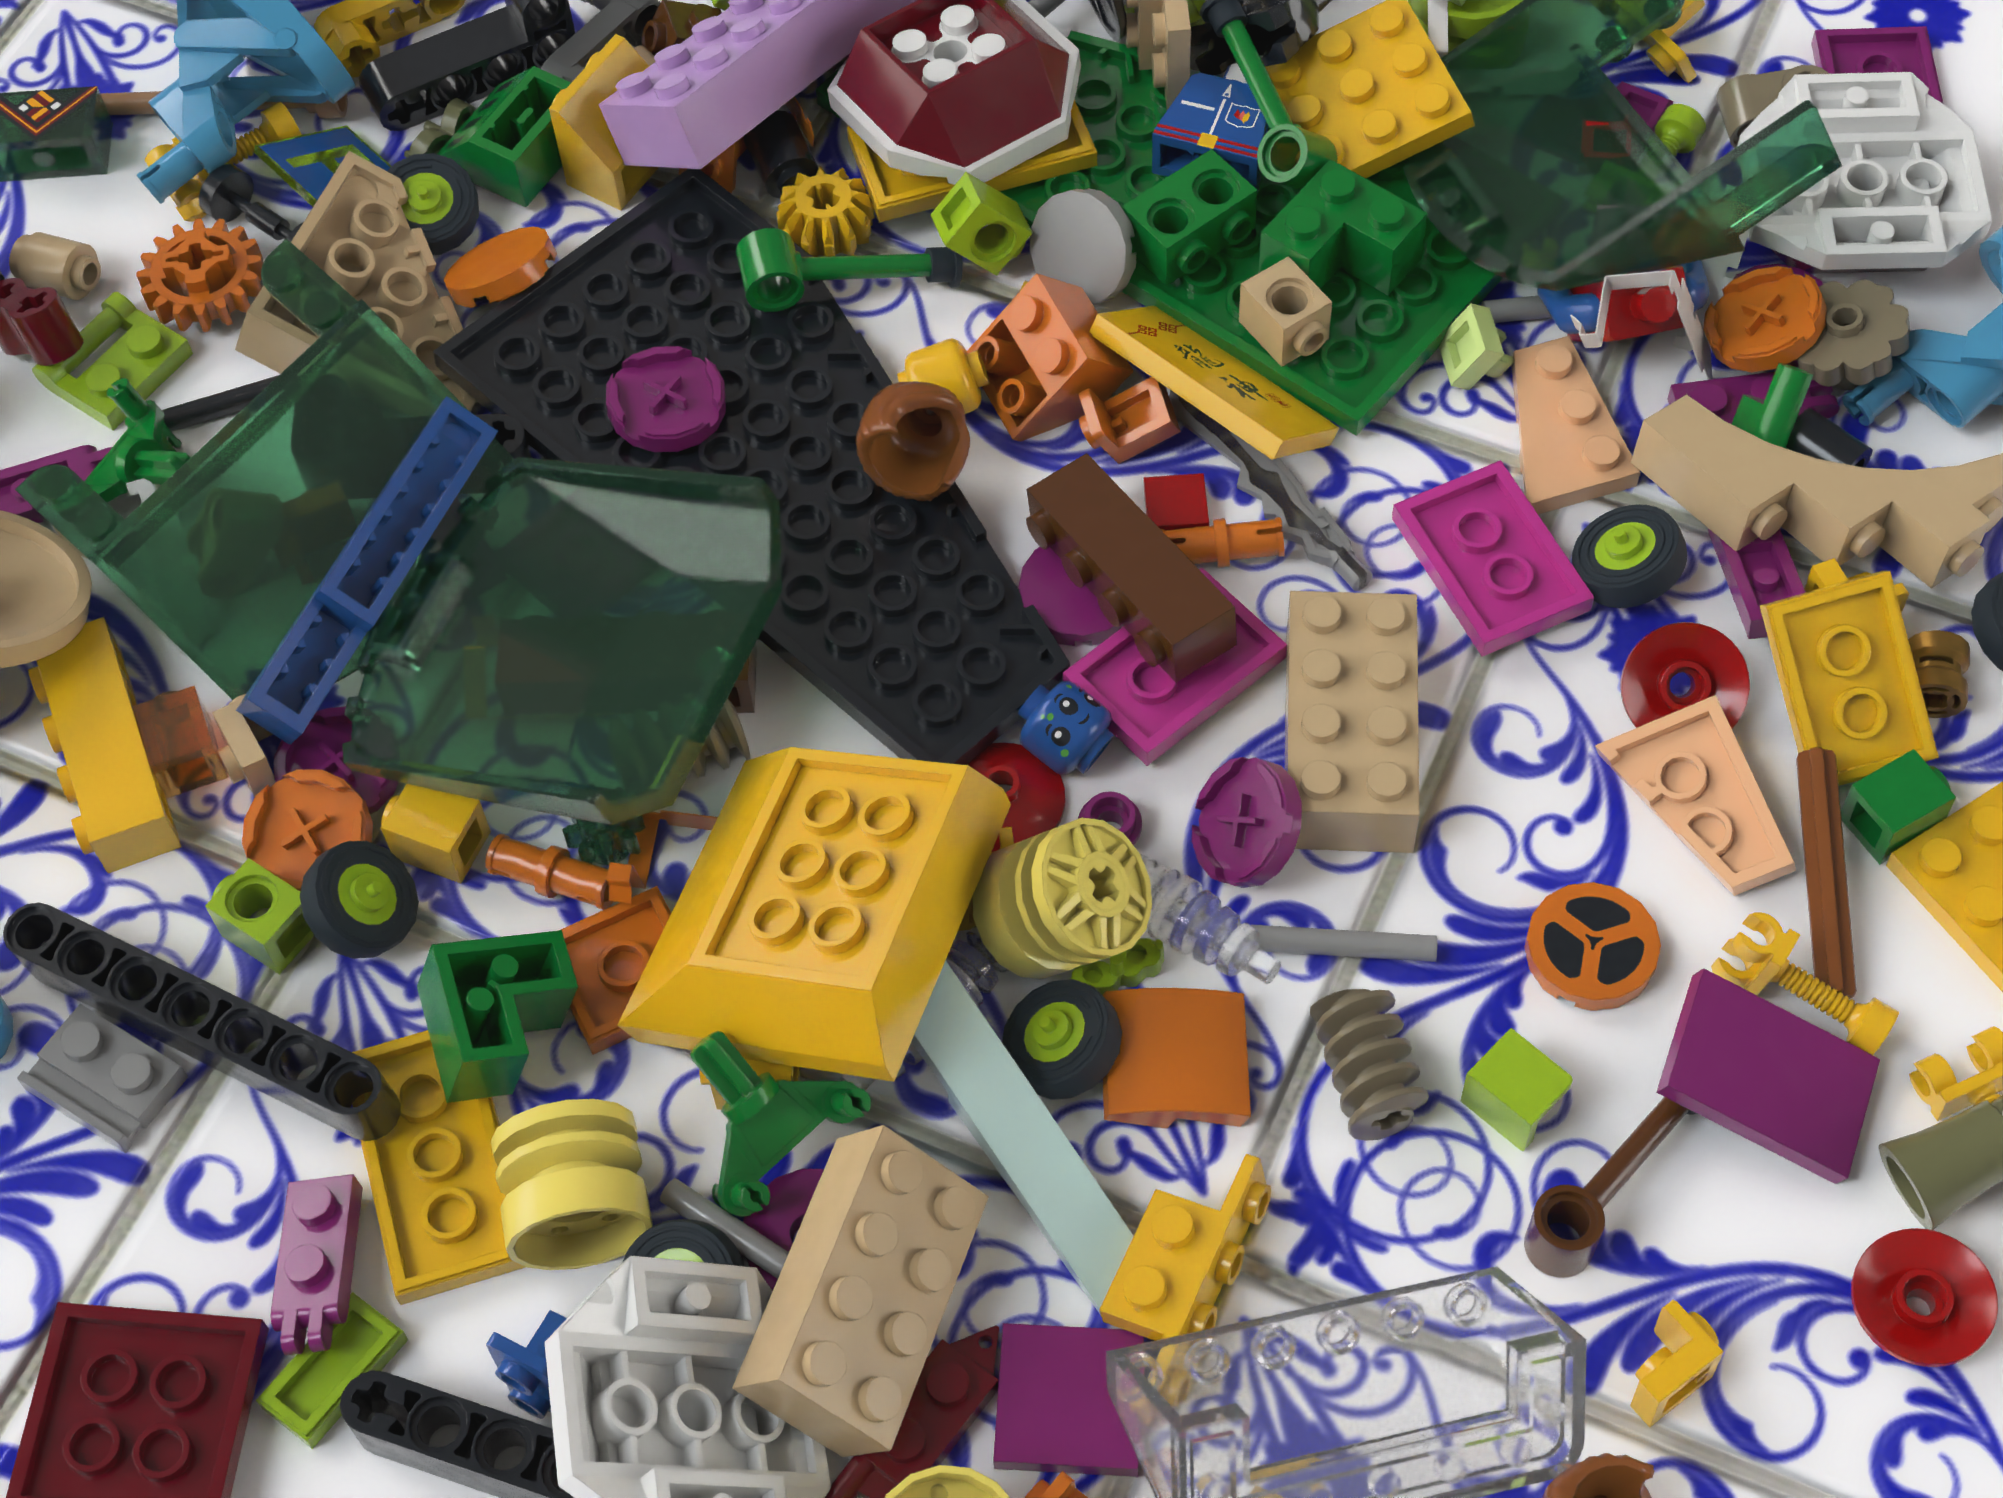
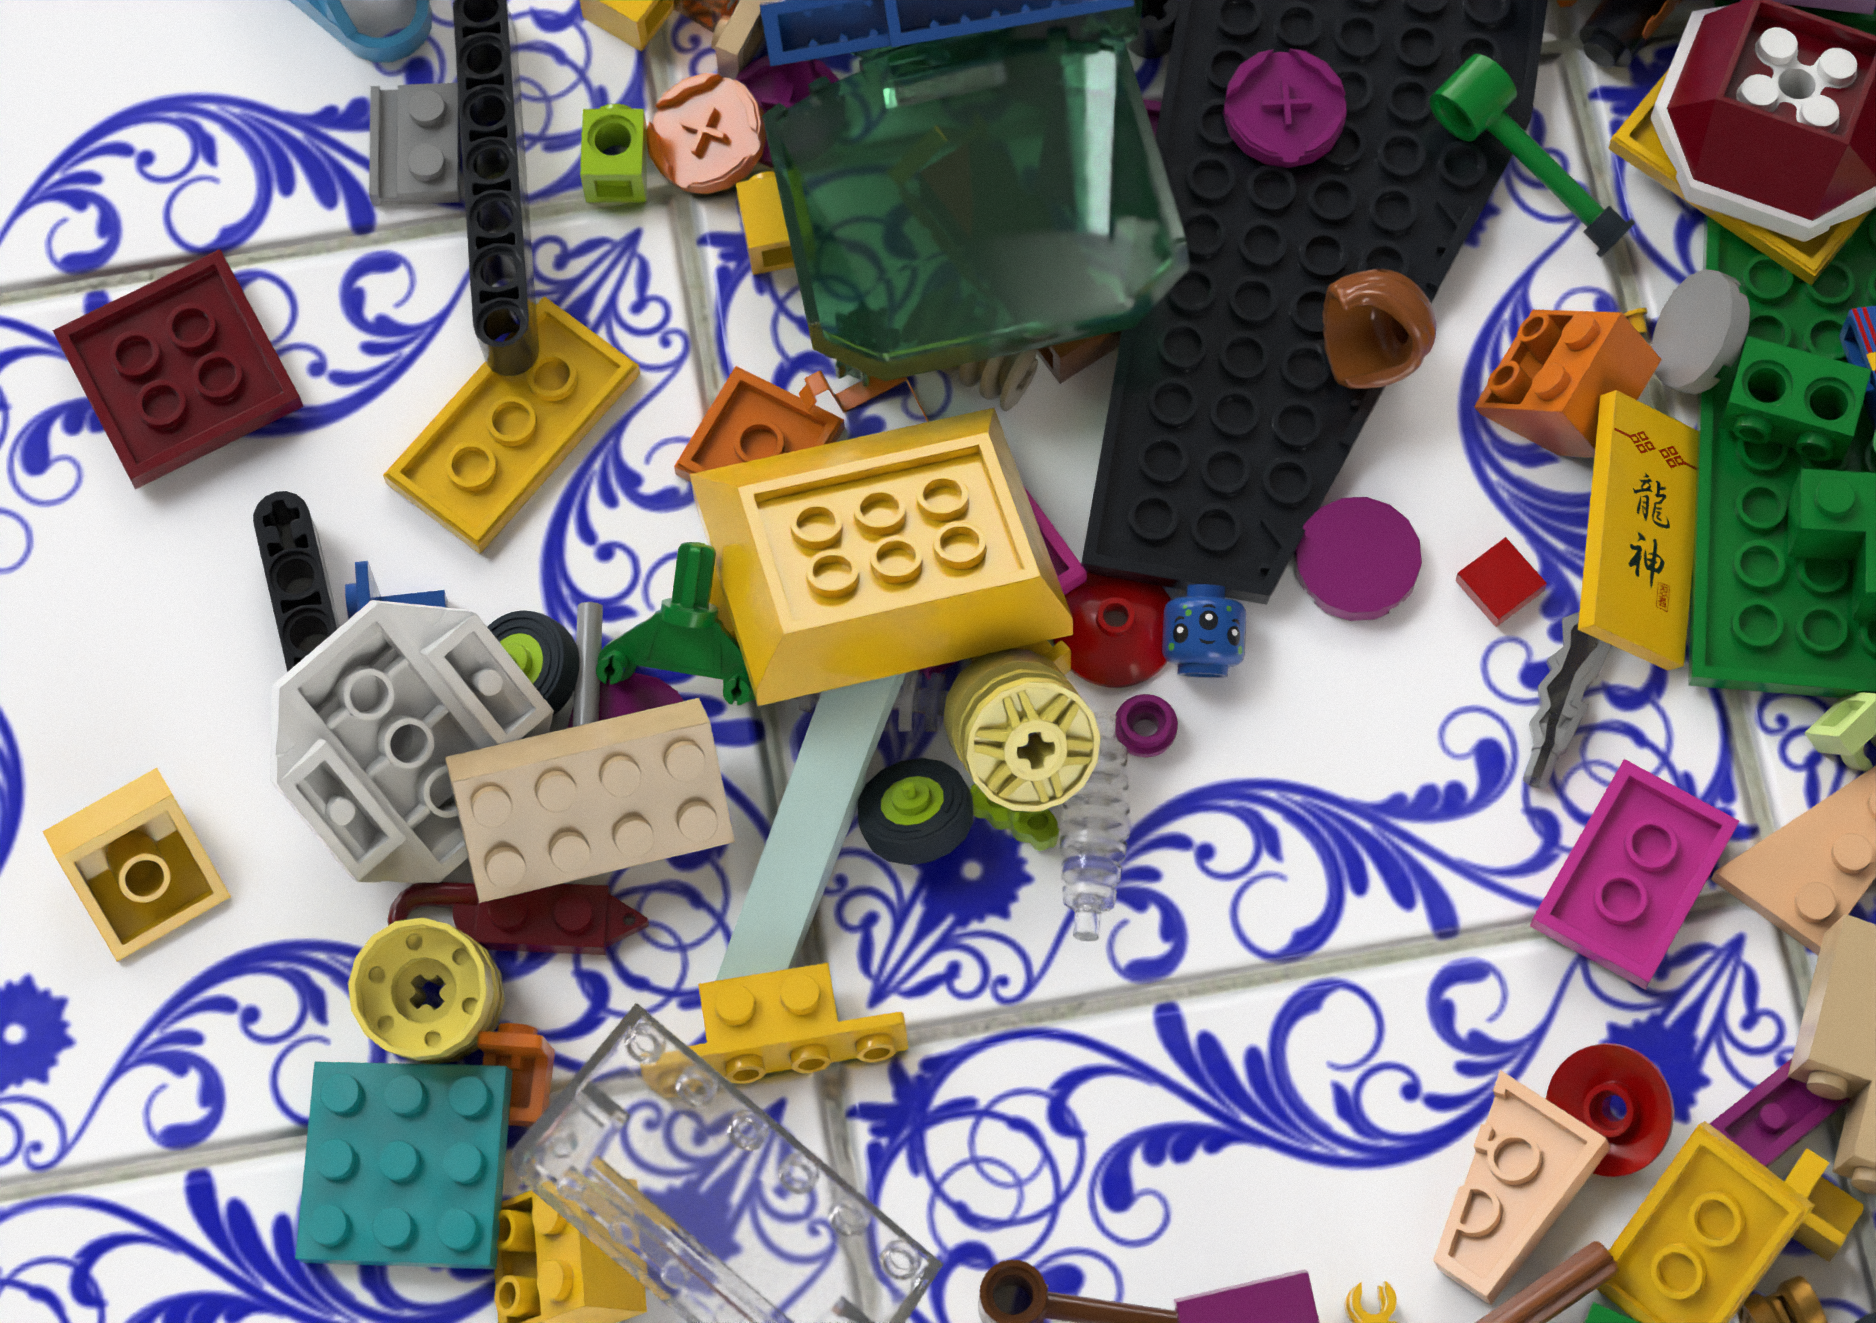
camera: 55 degrees right, 10 degrees up
(311, 1385) = (314, 470): lime tile -> none
(315, 1261) = (370, 400): hinge -> none
(359, 899) = (670, 213): black wheel -> none
(482, 1002) = (644, 359): green brick -> none
(549, 871) = (794, 333): orange pin -> none
(570, 1184) = (549, 523): light yellow wheel -> none
(826, 213) = (1563, 94): yellow gear -> none
(949, 367) = (1479, 311): yellow head -> none
(969, 209) = (1660, 233): lime brick -> none
(1057, 1402) = (604, 986): magenta tile -> none
(1129, 419) = (1549, 484): orange bracket -> none
(1131, 568) = (1384, 584): reddish brown brick -> none
(1149, 706) = (1332, 681): dark pink plate -> none
(1178, 1058) = (966, 910): orange slope -> none
(1230, 541) = (1485, 642): orange pin -> none
(1247, 822) = (1208, 831): magenta tile -> none
(1285, 311) = (1754, 520): tan brick -> none
(1347, 943) = (1165, 976): light grey bar -> none
(1353, 719) = (1374, 854): tan brick -> none
(1366, 1061) = (1057, 1058): dark tan piece -> none
(1514, 1088) = (1115, 1186): lime panel -> none
(1592, 946) = (1302, 1178): orange tile -> none
(1630, 555) = (1716, 988): black wheel -> none

